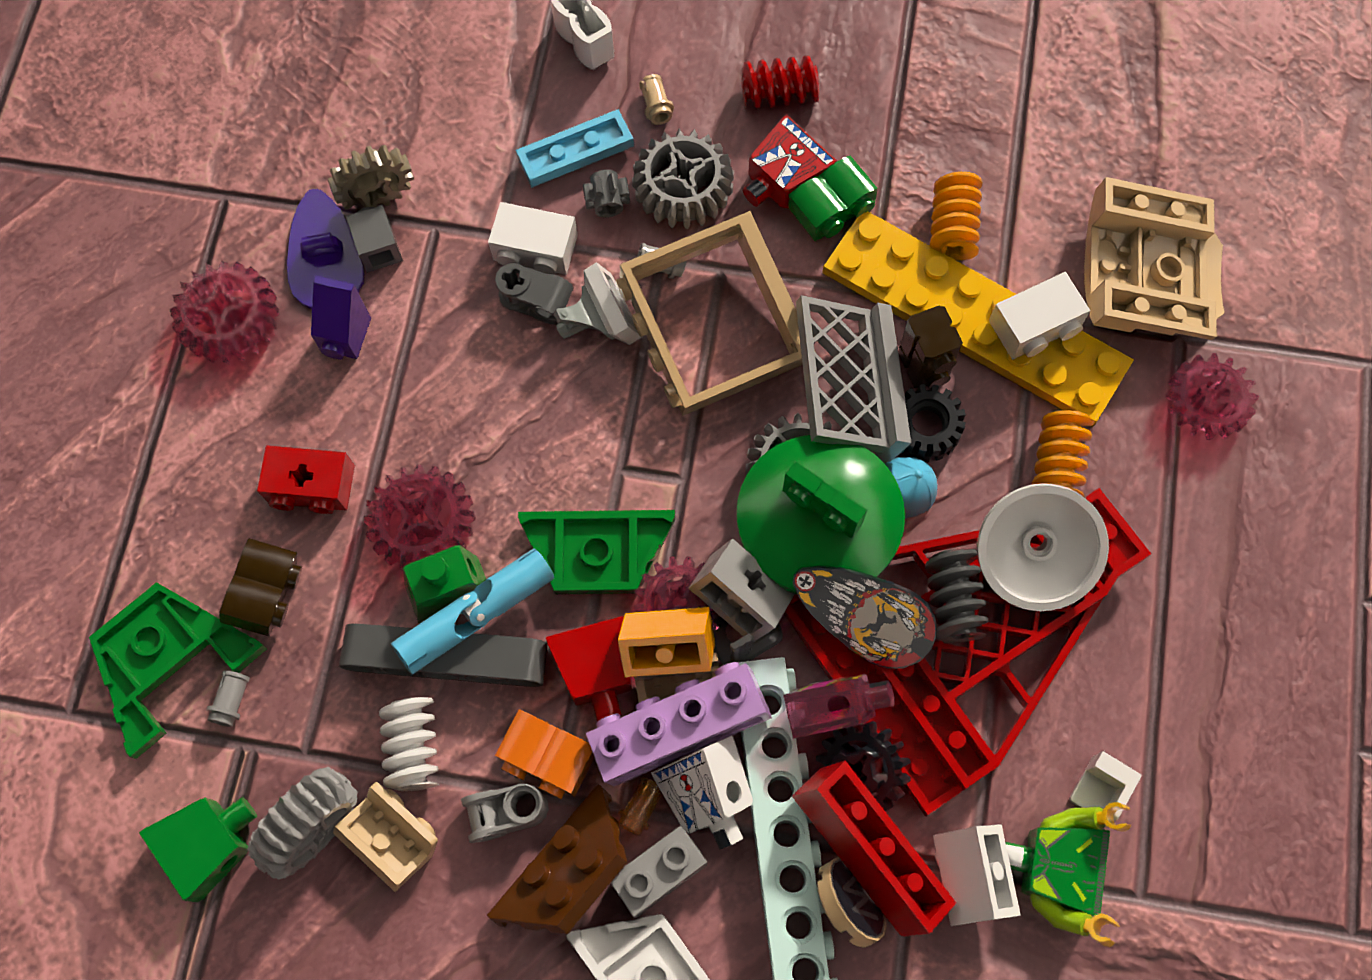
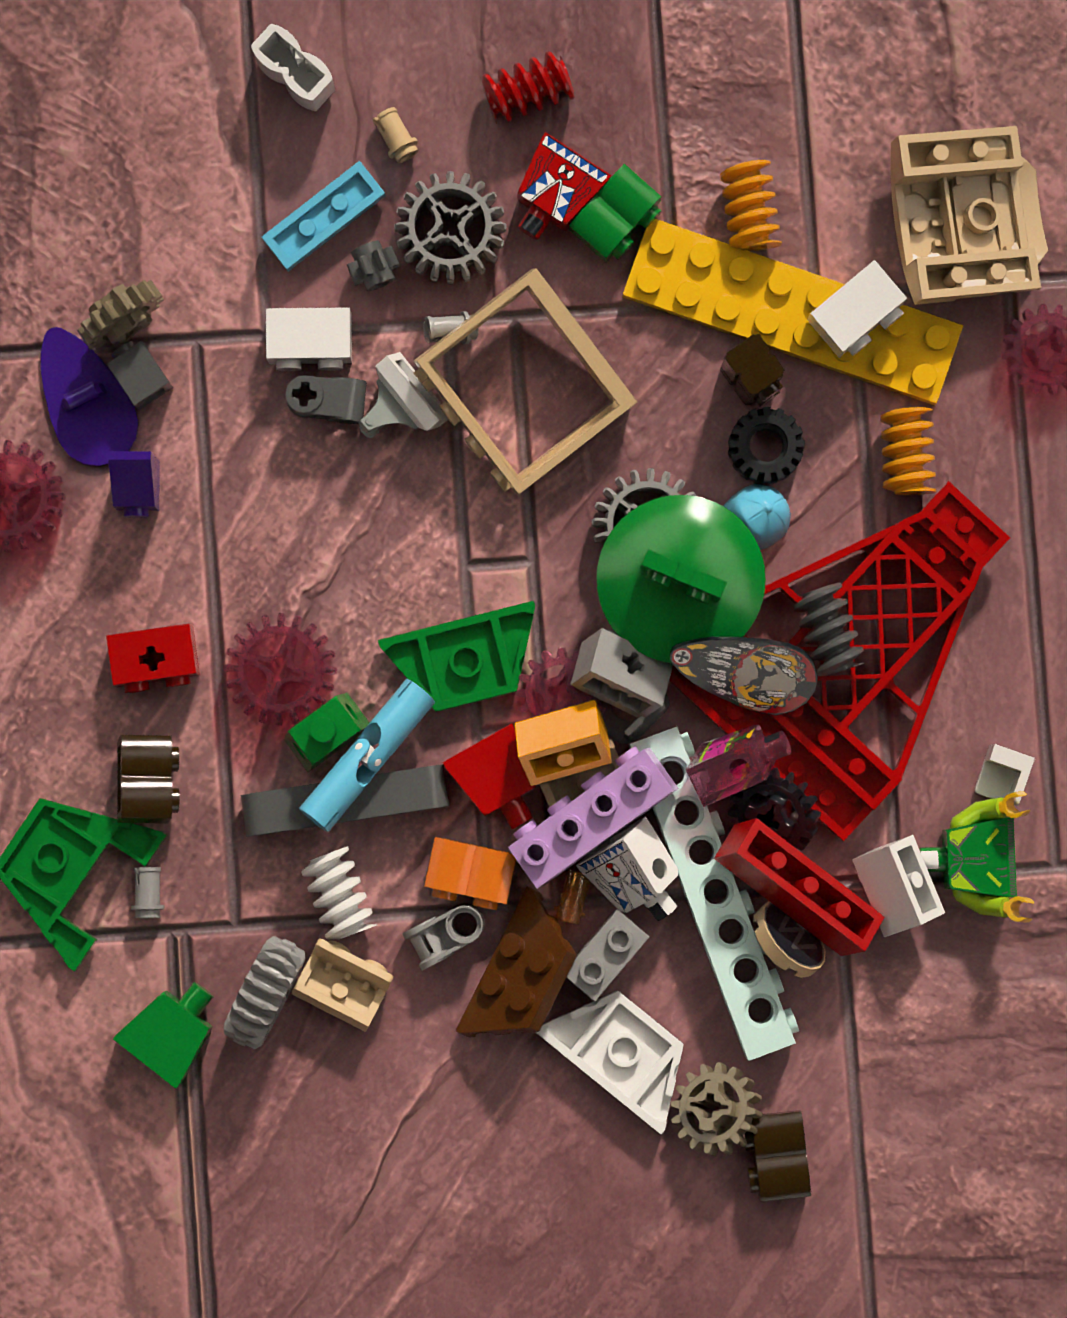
camera: 20 degrees left, 15 degrees up
(880, 376) = (712, 420): light grey fence -> none
(1059, 568) = (906, 587): white dish -> none

